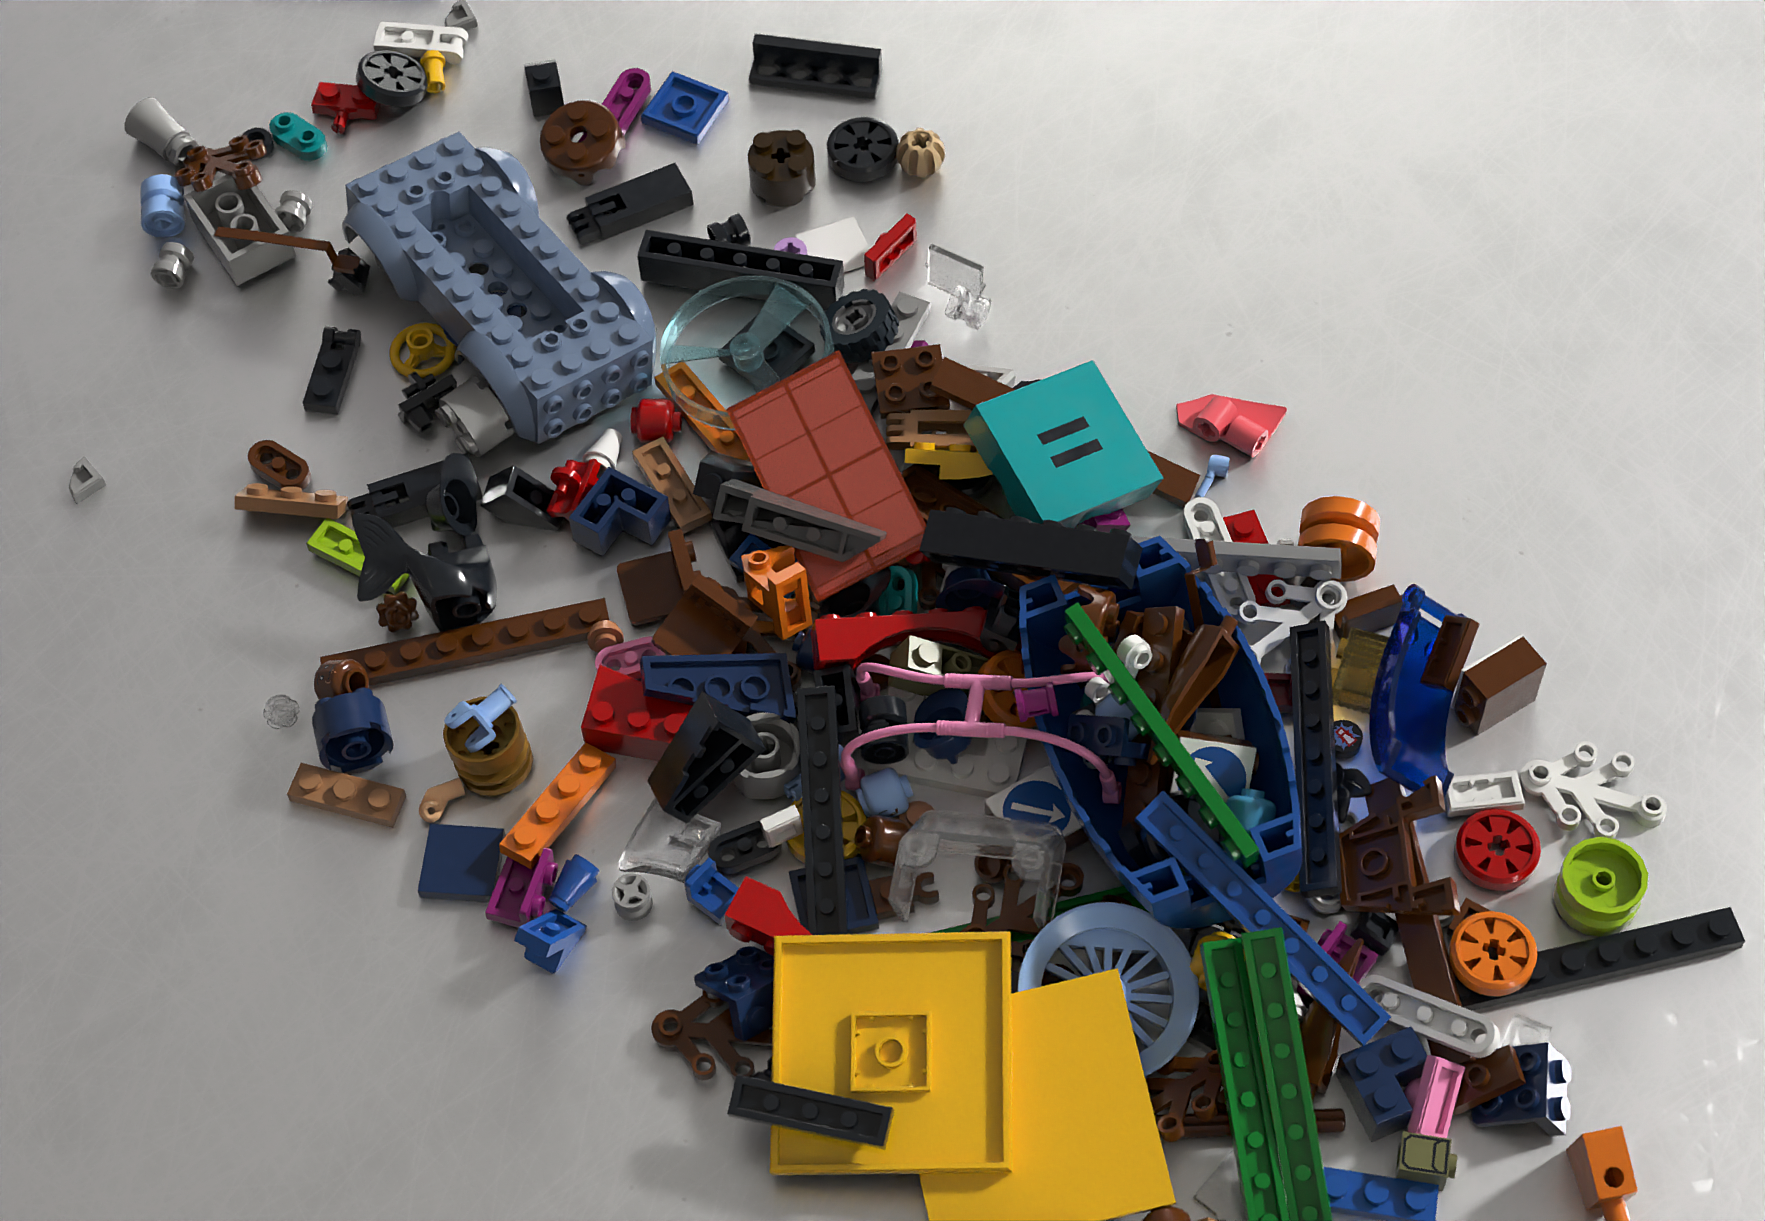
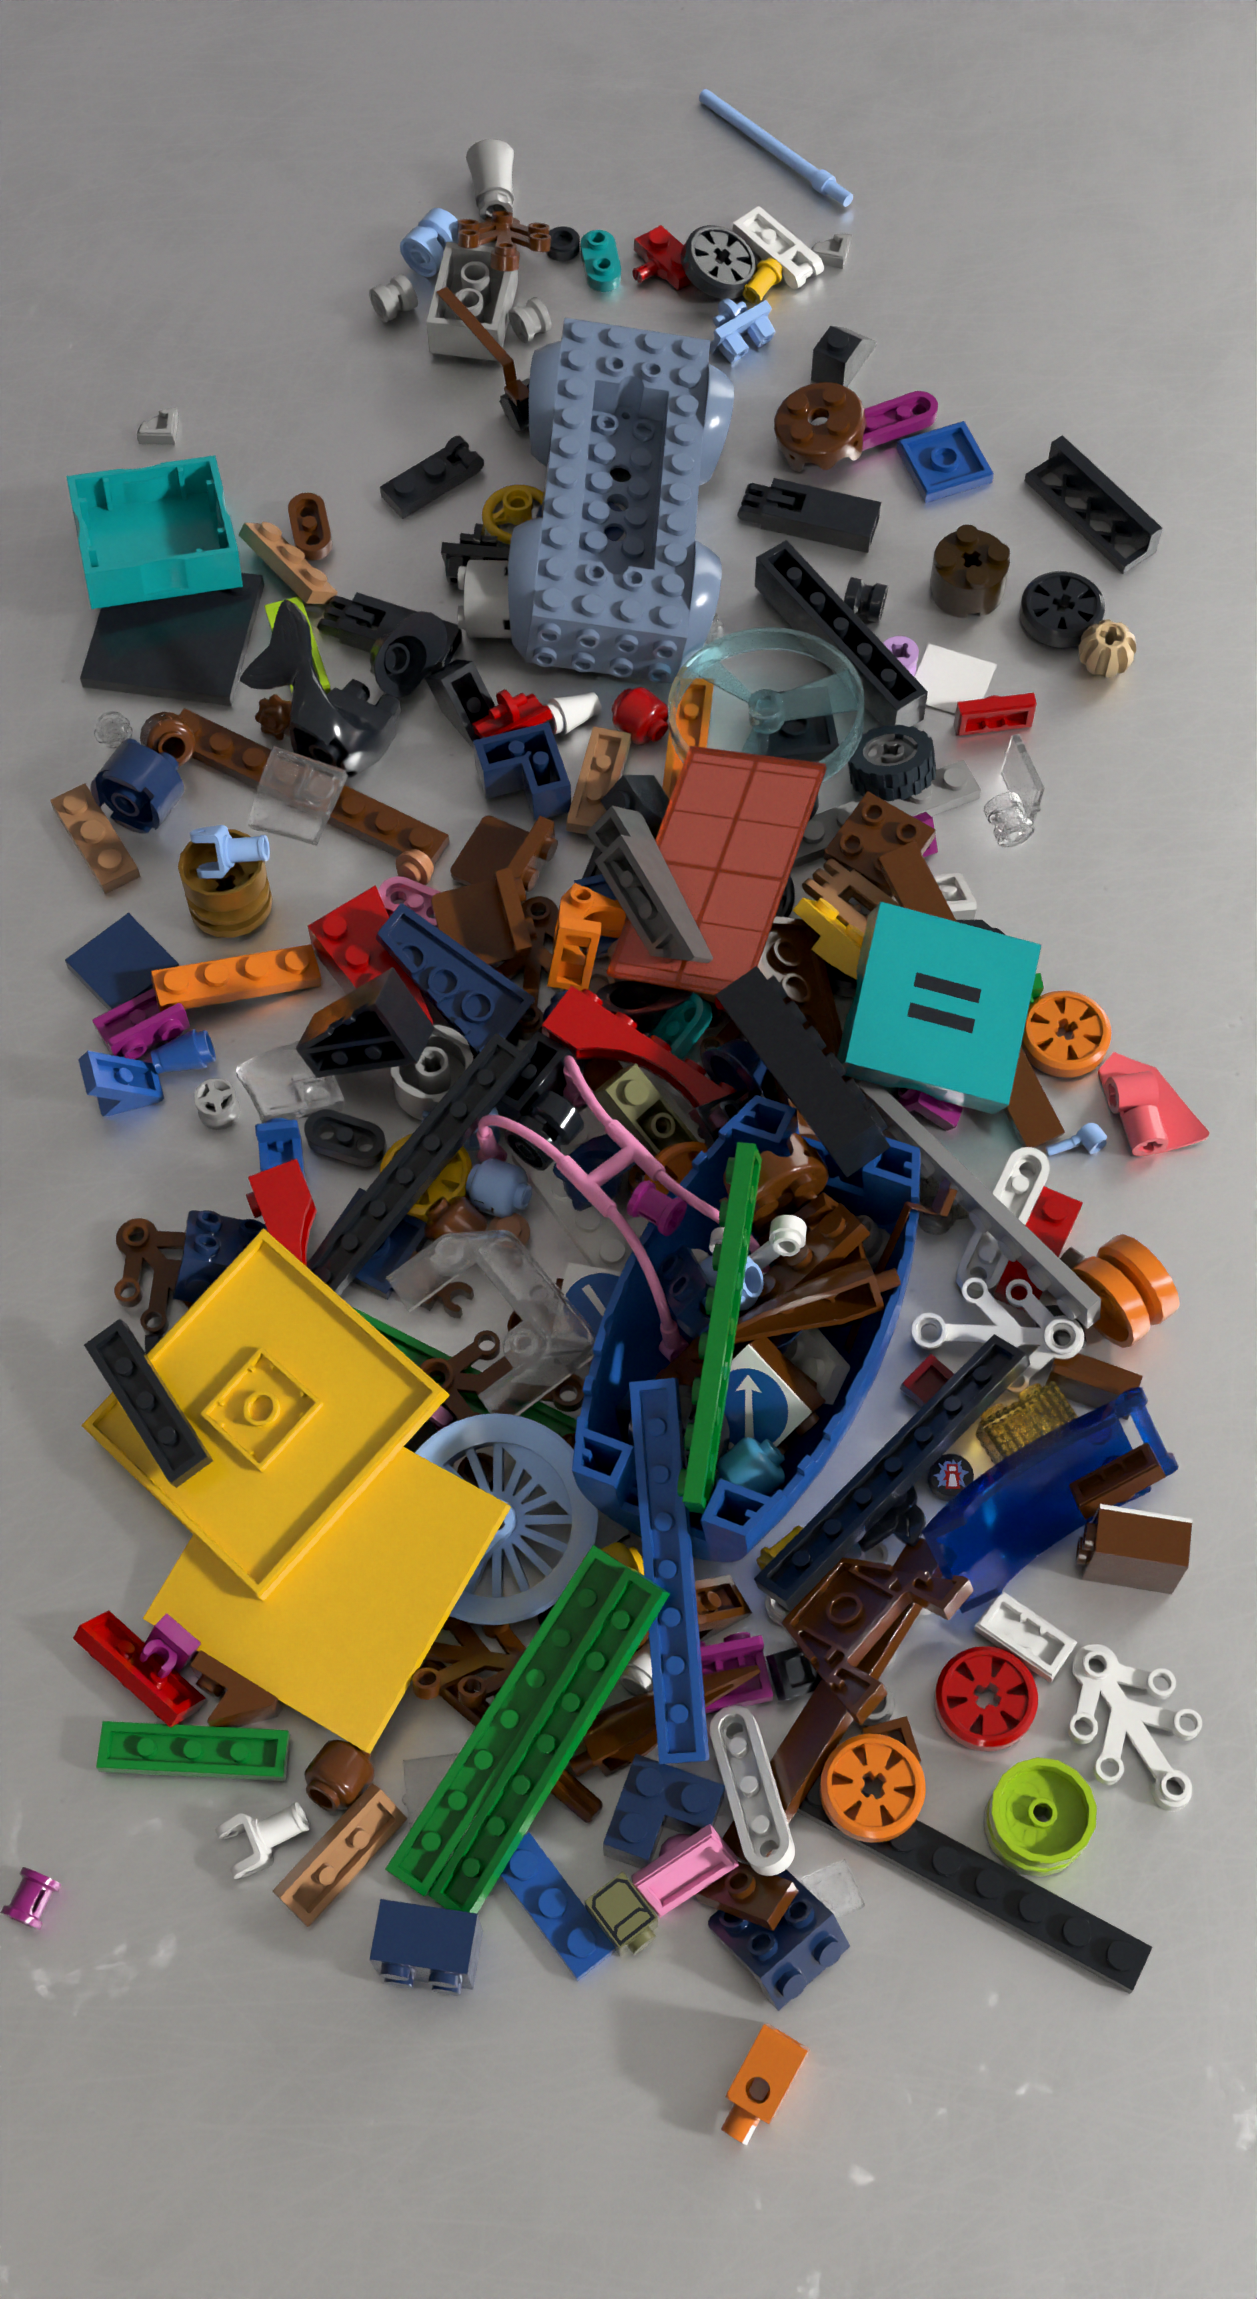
camera: 40 degrees right, 5 degrees up
(173, 551) = (154, 532): none -> teal tile
(250, 613) = (175, 645): none -> black plate
(437, 797) = (154, 897): light nougat arm -> none
(462, 103) = (736, 322): none -> light blue hips
(474, 652) = (296, 796): none -> clear plate
(782, 826) = (378, 1142): white tile -> none
(1154, 404) = (1073, 1013): none -> orange wheel

